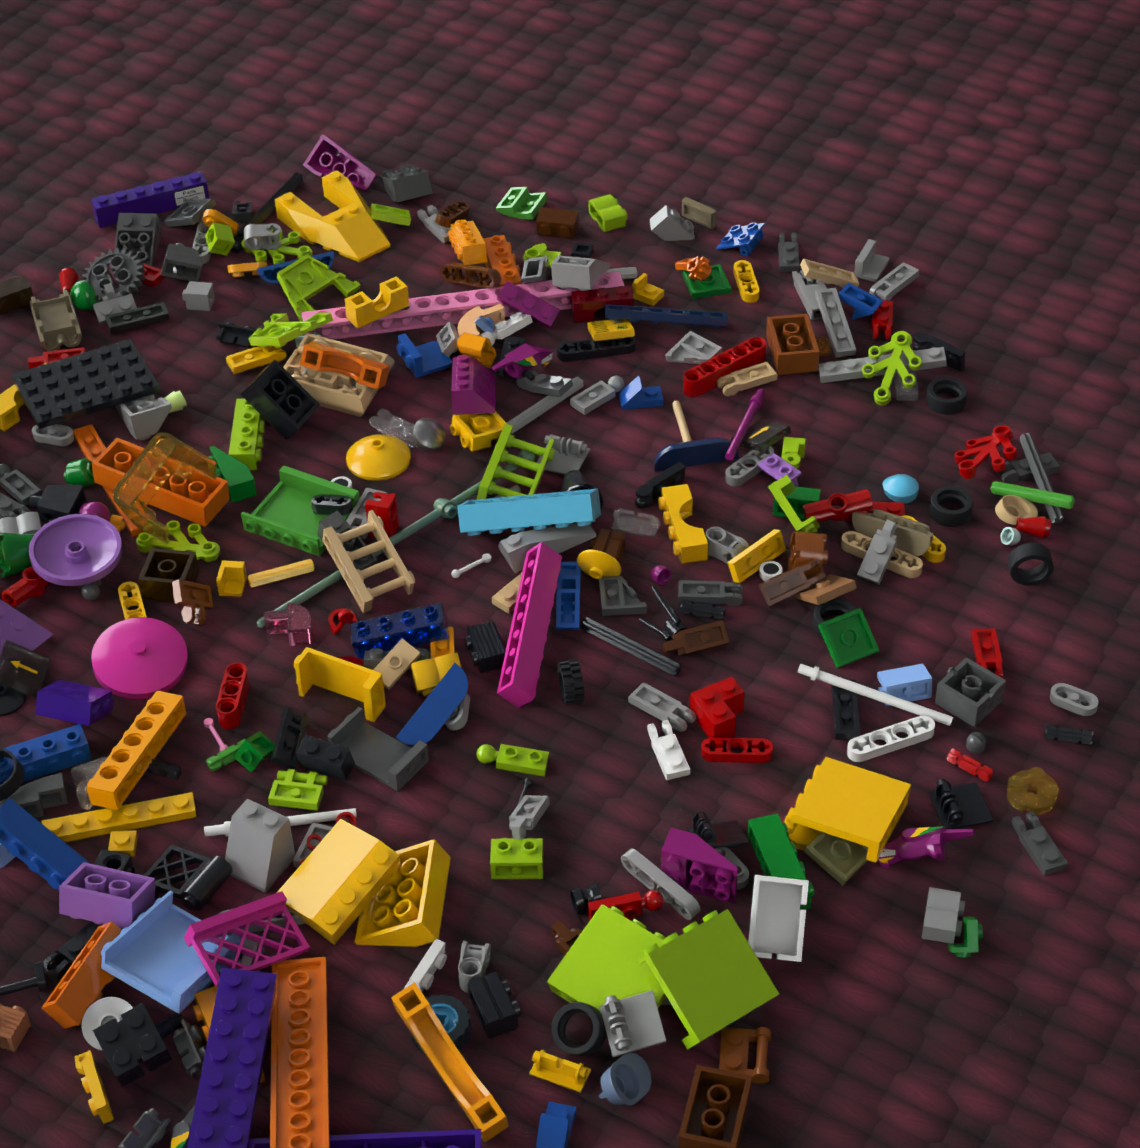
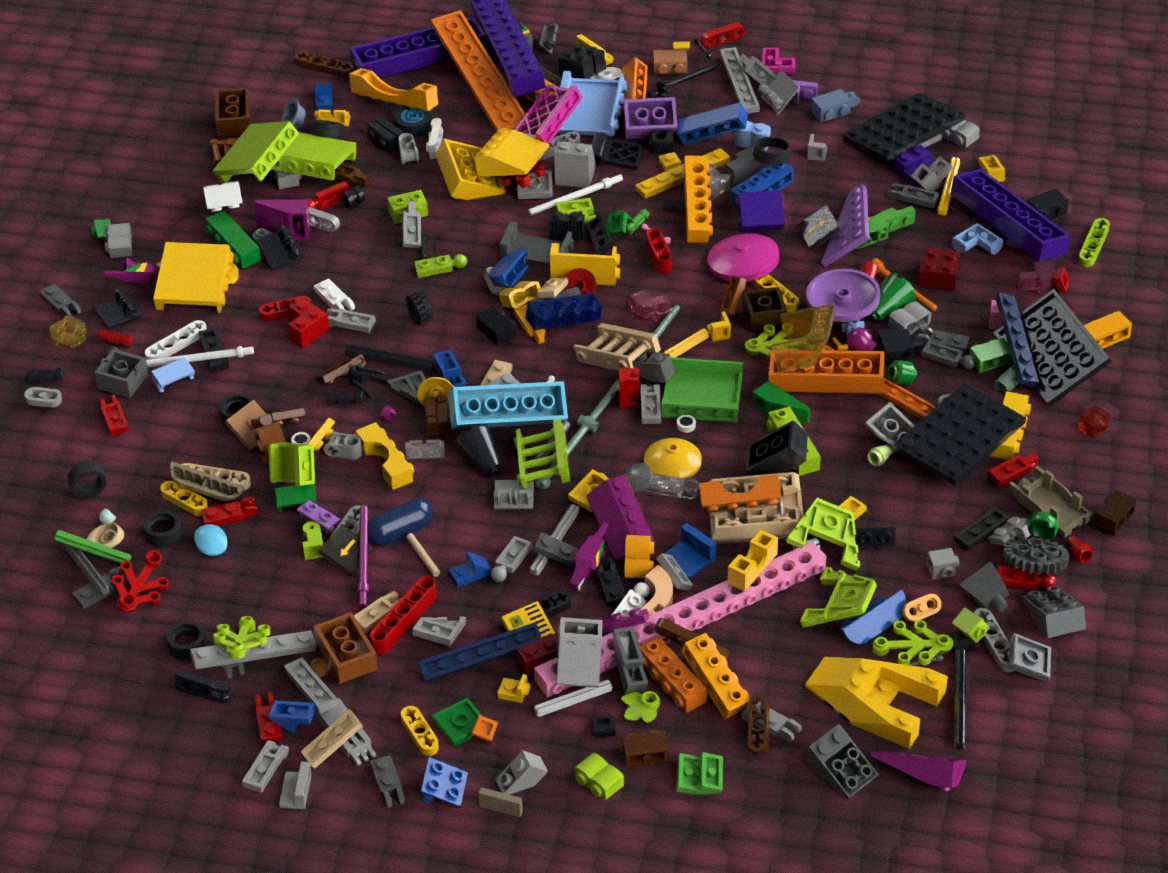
camera: 160 degrees right, 0 degrees up
(150, 198) = (1082, 661): dark purple brick -> none
(215, 216) = (984, 641): light orange plate -> none
(243, 211) = (975, 666): black hinge -> none
(260, 236) = (928, 631): light grey piece -> none
(329, 504) = (680, 393): black beam -> none
(344, 615) = (609, 310): red piece -> none
(390, 214) = (822, 705): lime plate -> none
(485, 324) = (647, 590): medium blue tile -> none
(529, 625) = (468, 336): dark pink brick -> none
(632, 1023) = (302, 125): light grey hinge -> none
(653, 488) = (417, 483): black hinge -> none
(699, 268) = (467, 708): orange gear -> none
(710, 592) = (343, 408): dark grey hinge -> none
(848, 638) = (222, 392): green tile -> none
(850, 503) = (257, 486): red piece -> none
(879, 553) = (214, 460): light grey hinge -> none
(1034, 526) = (87, 524): red cone -> none

